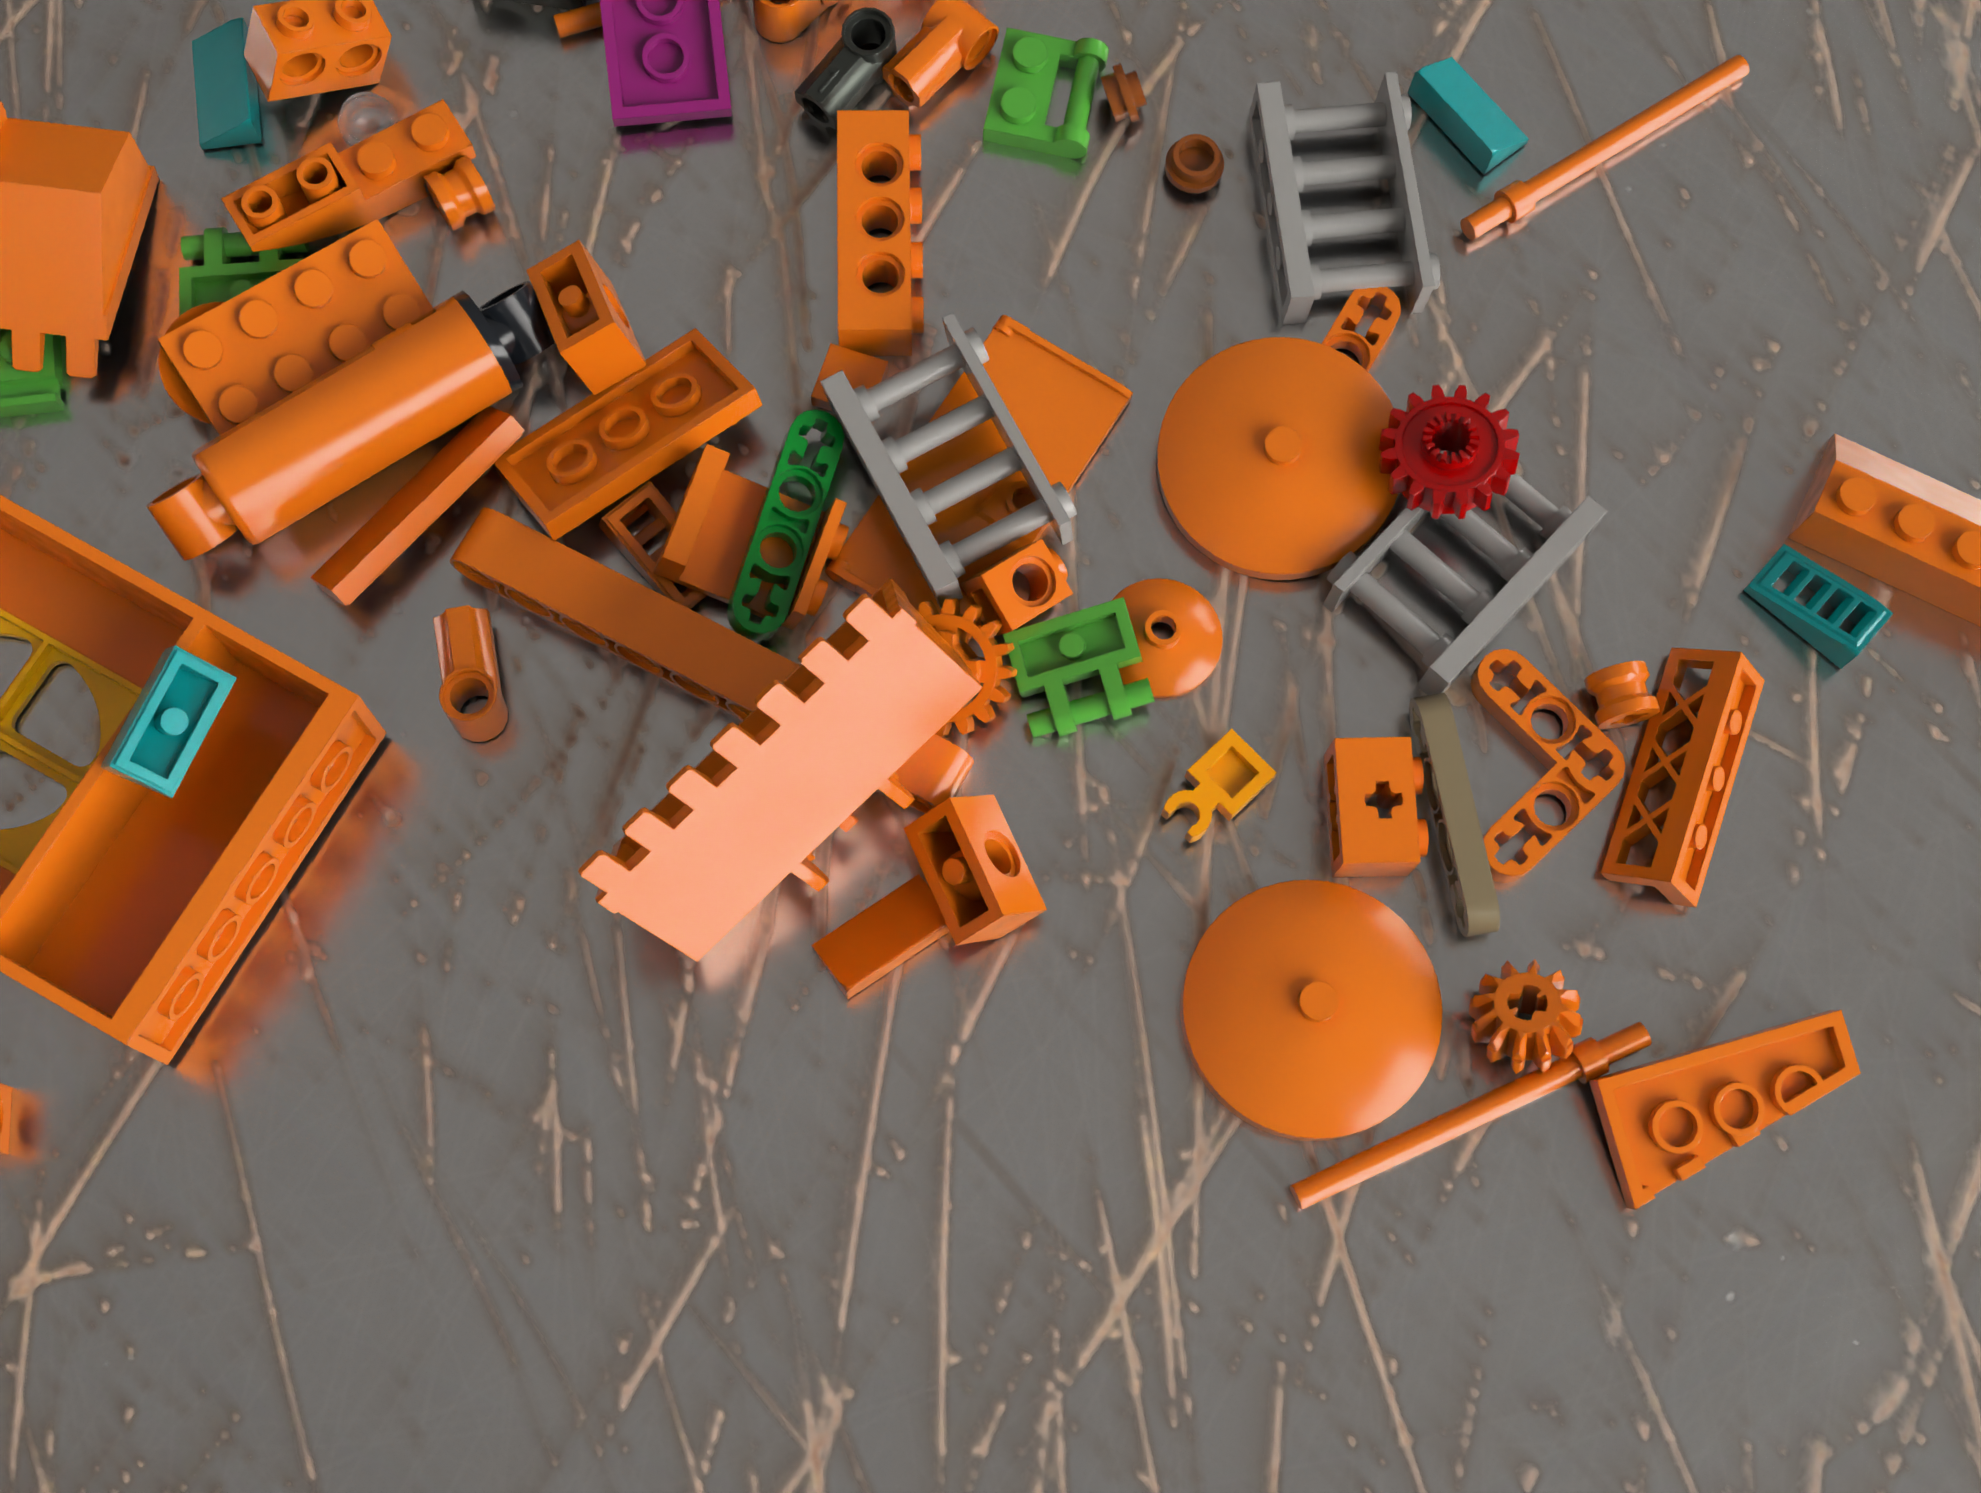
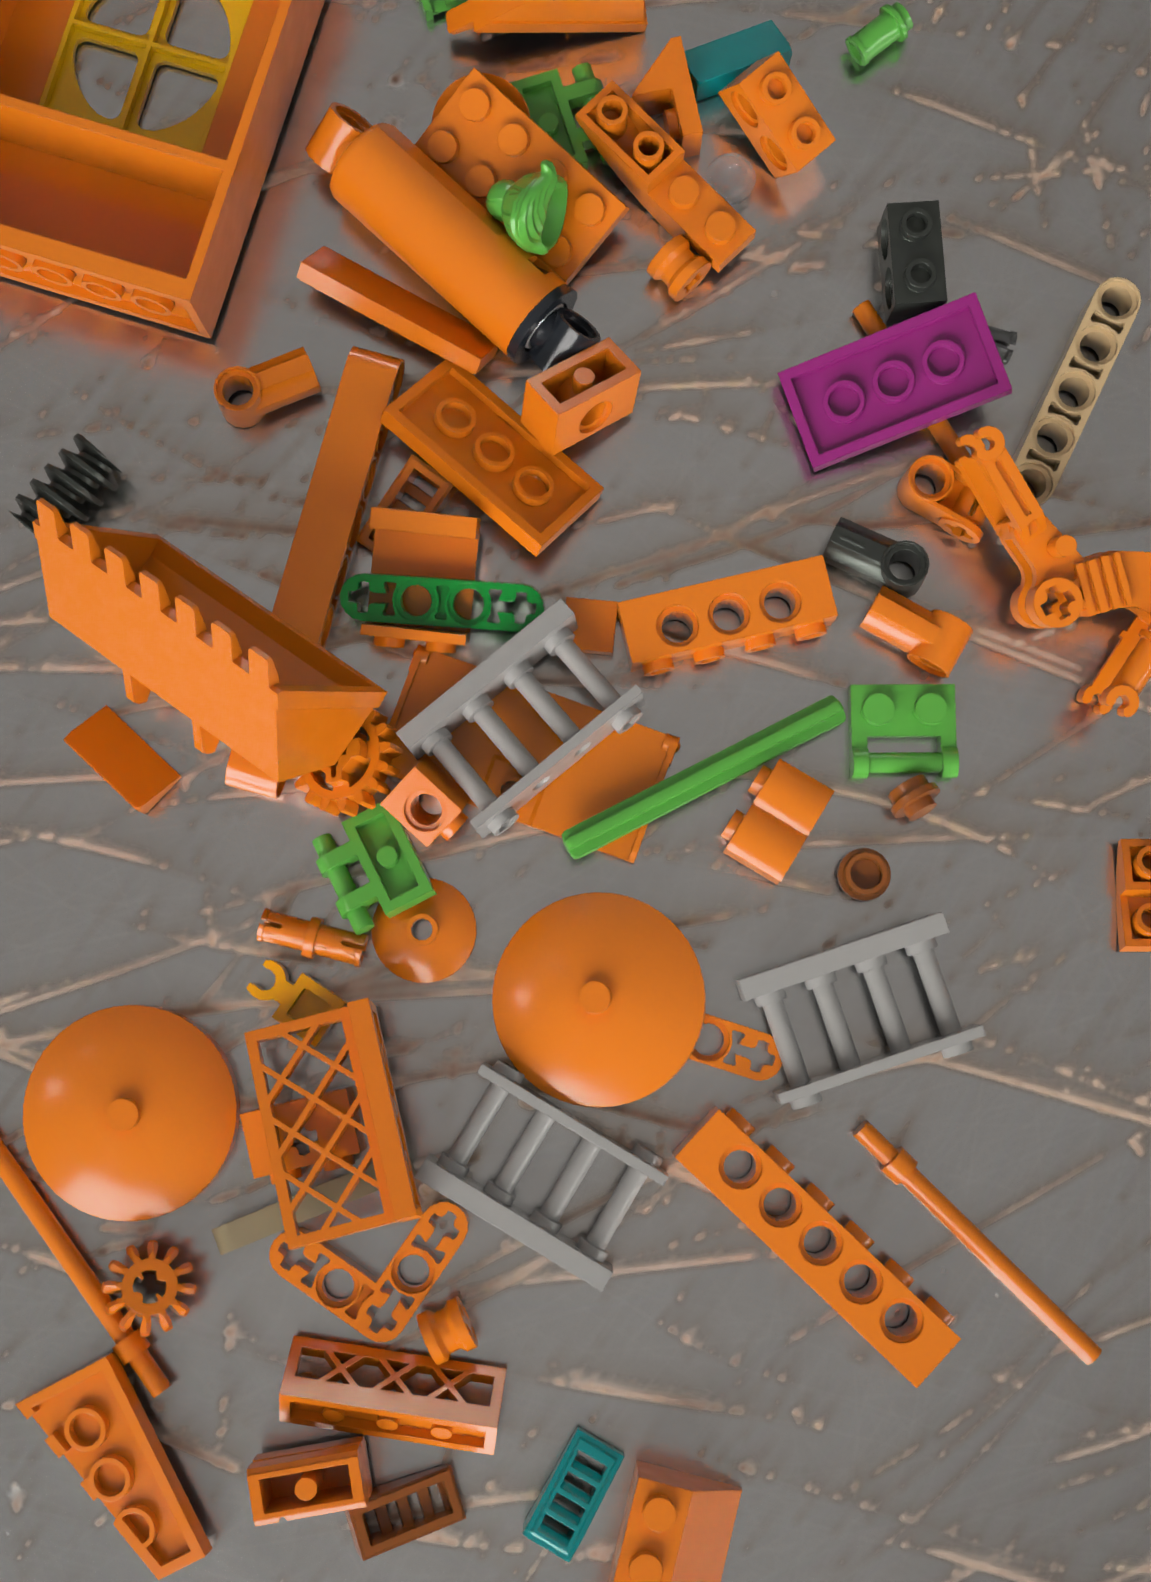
camera: 85 degrees right, 10 degrees up
(169, 721) = (133, 165): teal slope -> none
(250, 149) = (670, 91): none -> orange slope
(352, 307) = (531, 208): none -> bright green hair
(533, 931) = (70, 485): none -> pearl dark grey piece
(974, 868) = (179, 817): orange brick -> none
(1055, 297) = (703, 777): none -> bright green axle
(1119, 232) = (777, 820): none -> orange brick
(1146, 757) = (312, 937): none -> orange pin
(1374, 697) = (379, 1112): none -> orange fence
(1444, 481) = (642, 1133): red gear -> none
(1466, 114) = (978, 1109): teal slope -> none
(1698, 210) = (912, 1348): none -> orange brick
(1771, 871) = (309, 1480): none -> orange brick
(1814, 831) = (390, 1537): none -> dark orange slope

